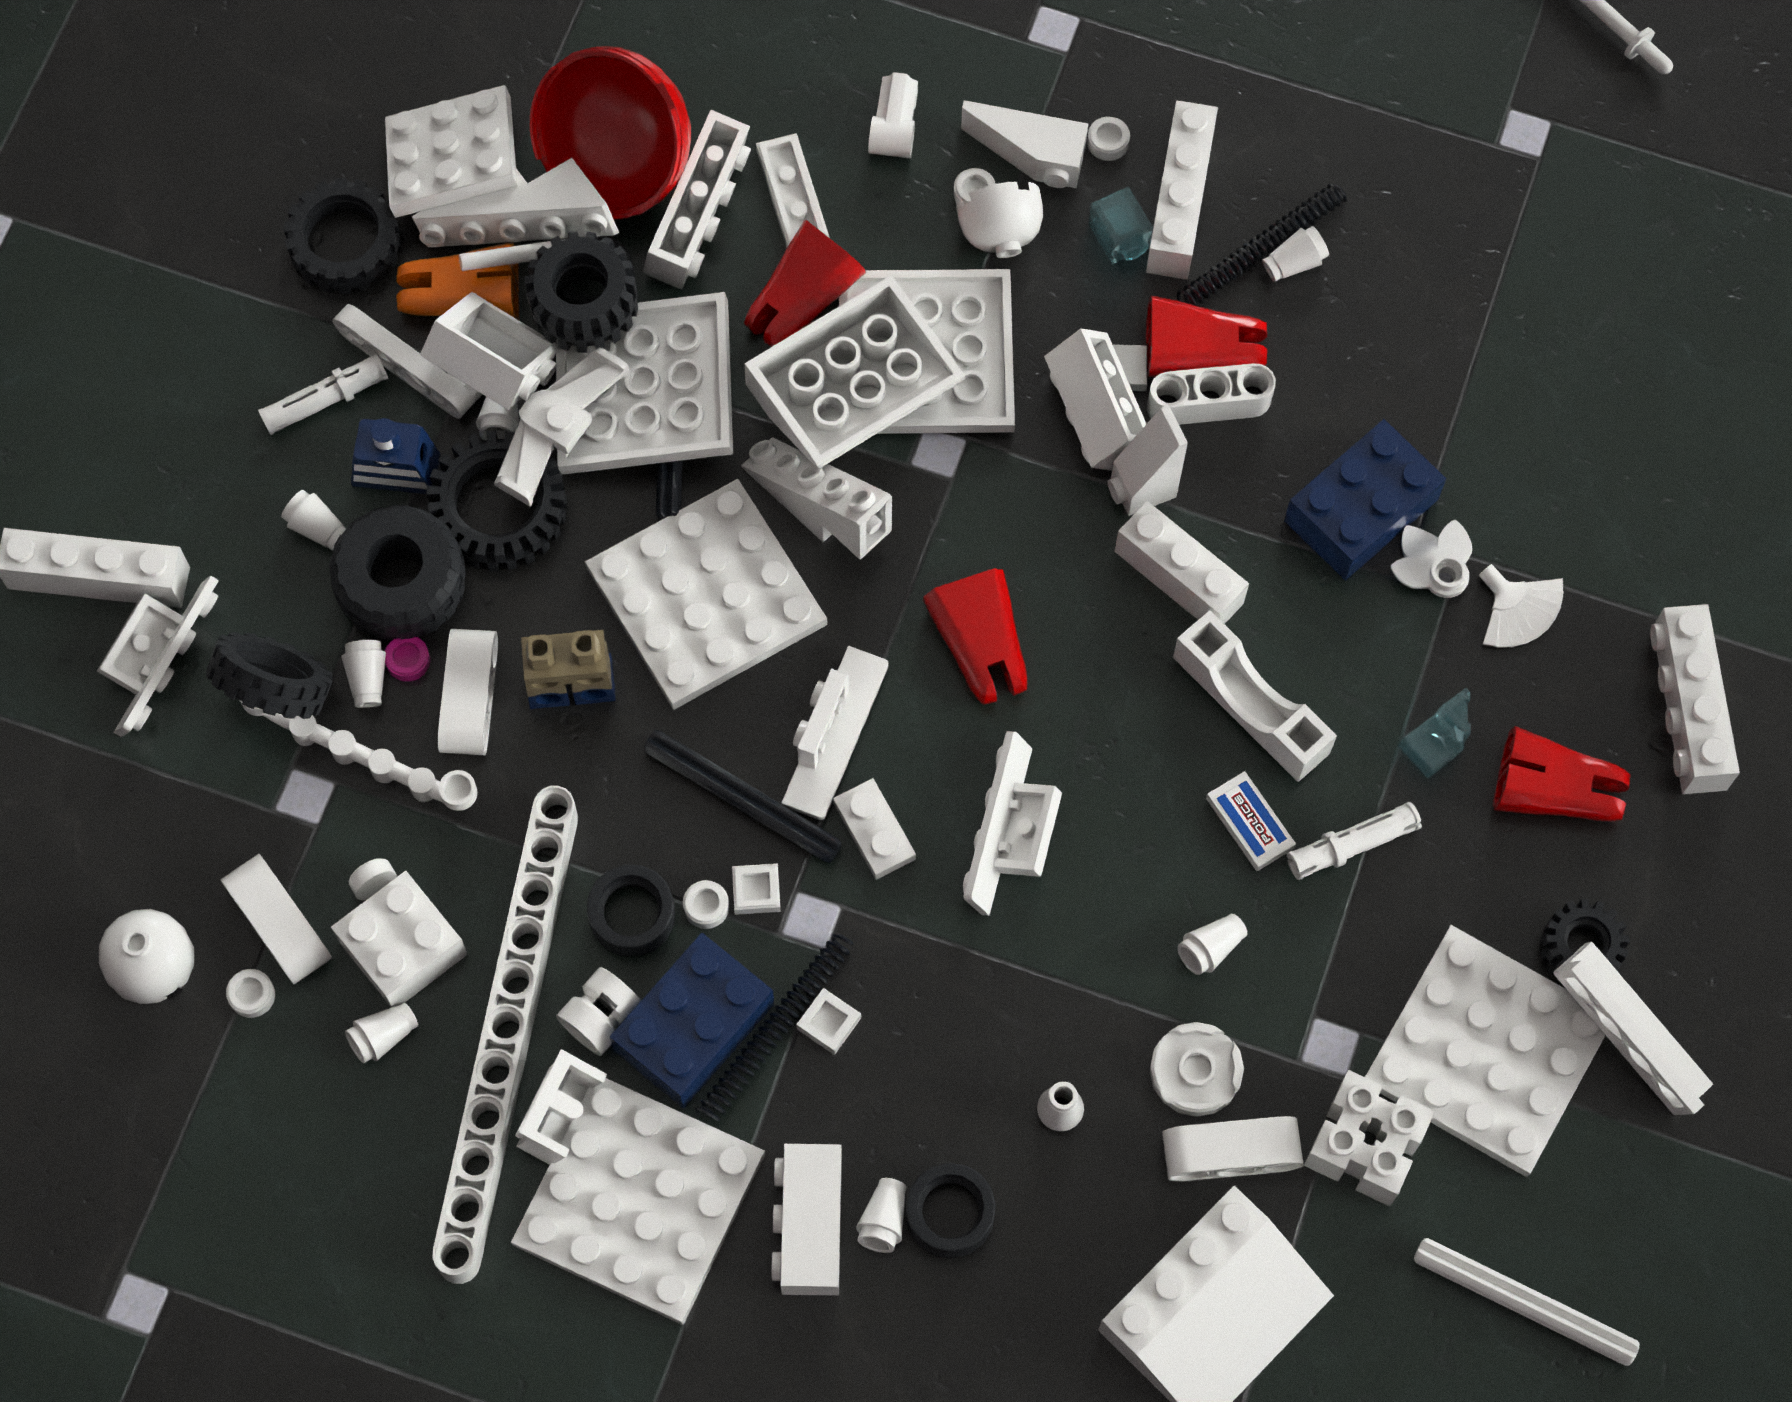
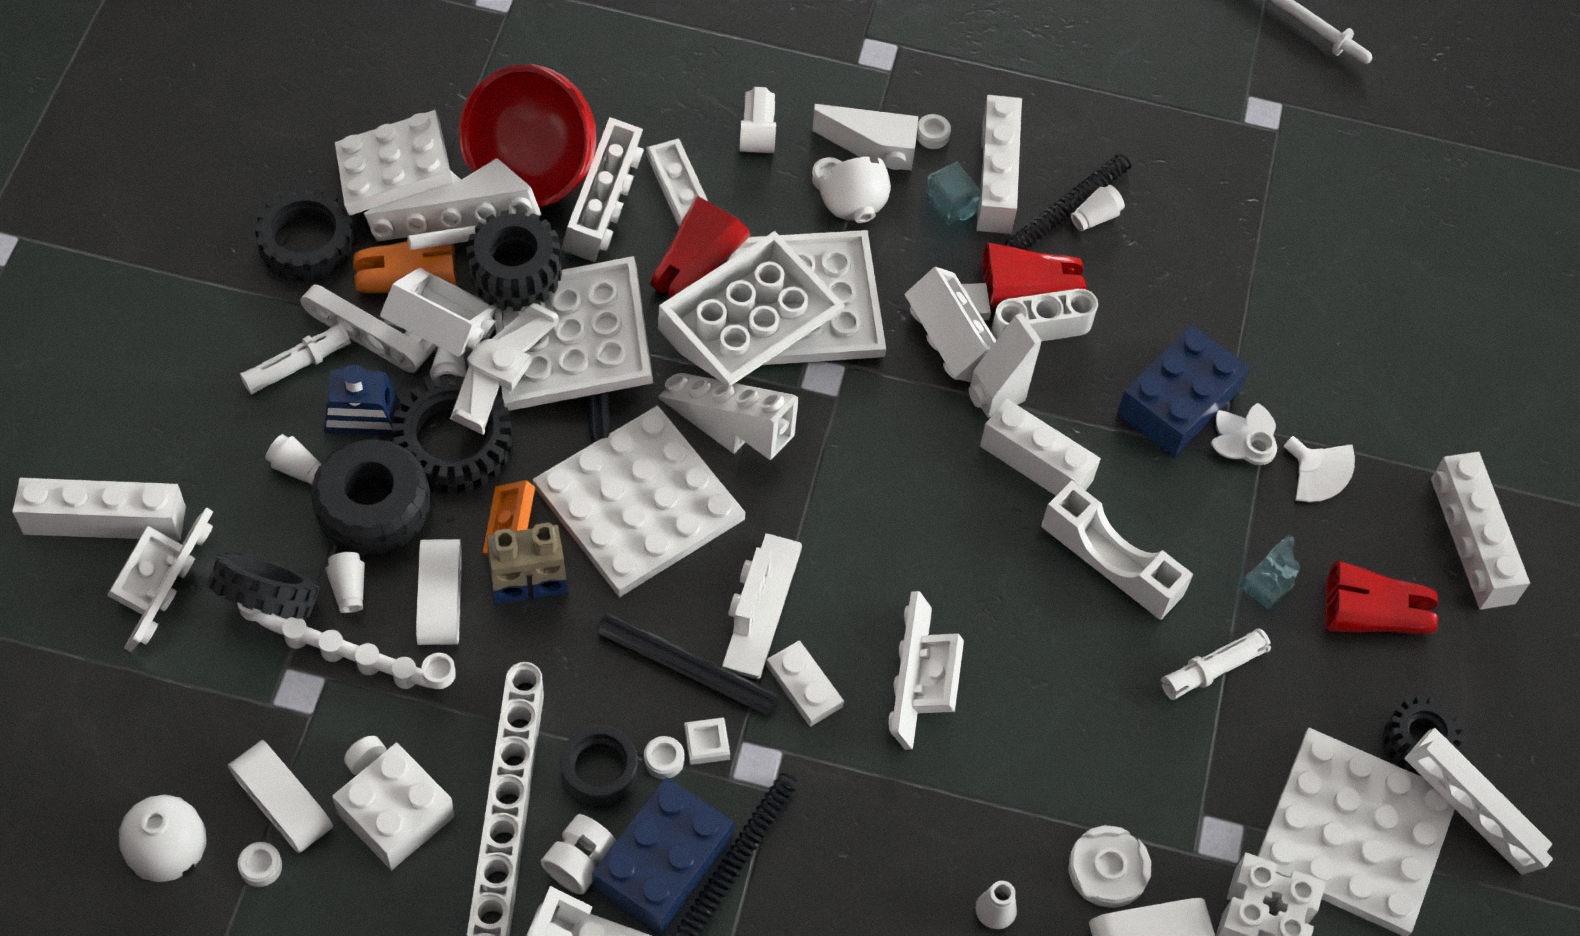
camera: 10 degrees left, 10 degrees down
(381, 1031) = (380, 889): white cone -> none
(407, 658) = (383, 569): dark pink tile -> none
(555, 601) = (510, 508): none -> orange plate
(828, 1021) = (783, 849): white tile -> none
(980, 631) = (877, 514): red piece -> none
(1209, 945) = (1106, 759): white cone -> none
(1250, 821) = (1126, 654): tile -> none

